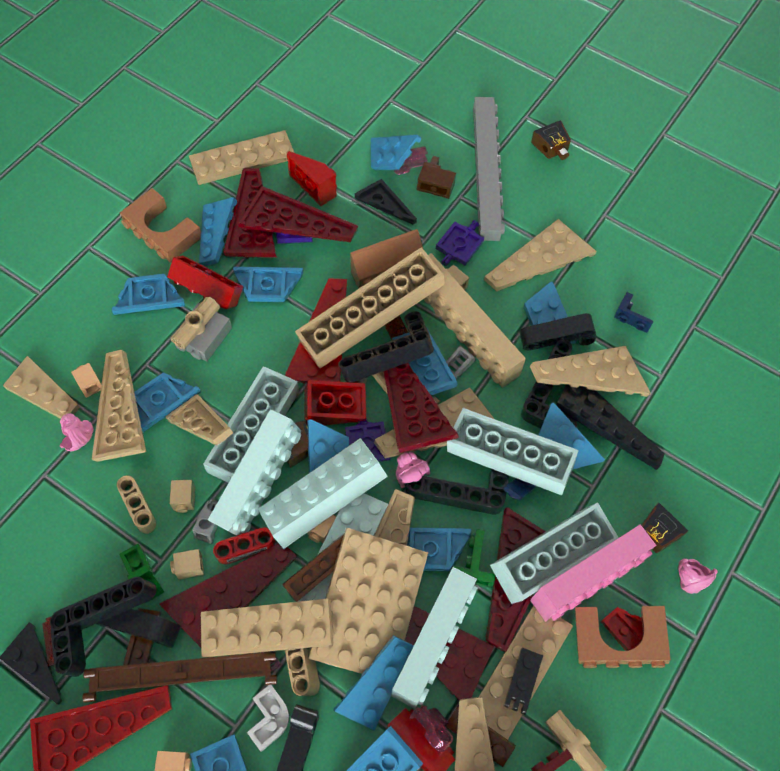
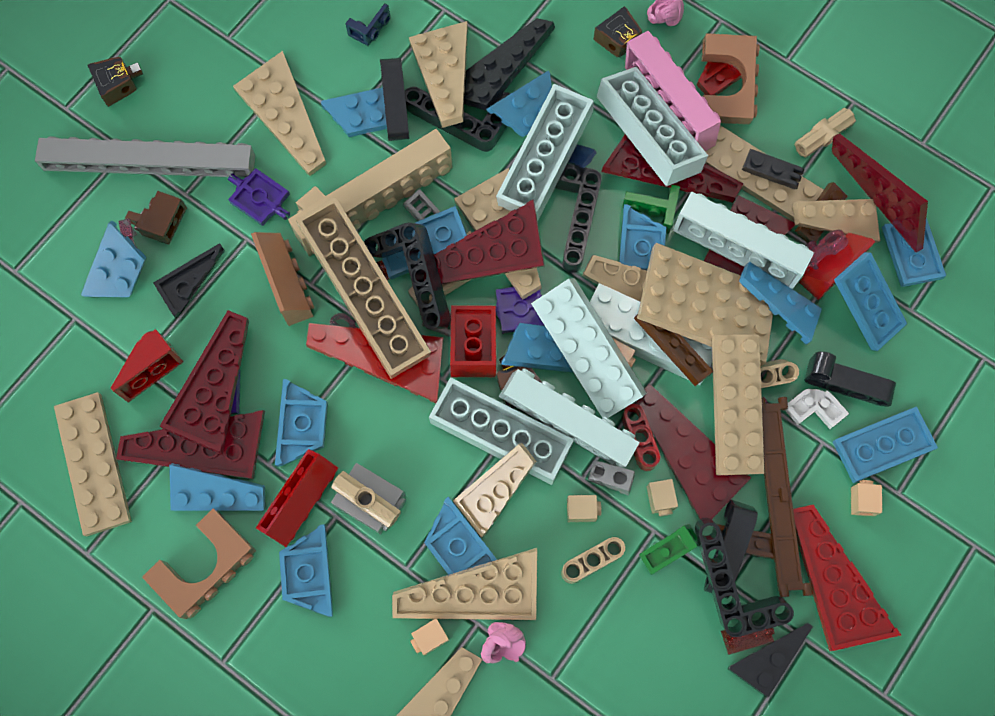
camera: 85 degrees left, 10 degrees up
(410, 468) = (560, 267): bright pink hair -> none

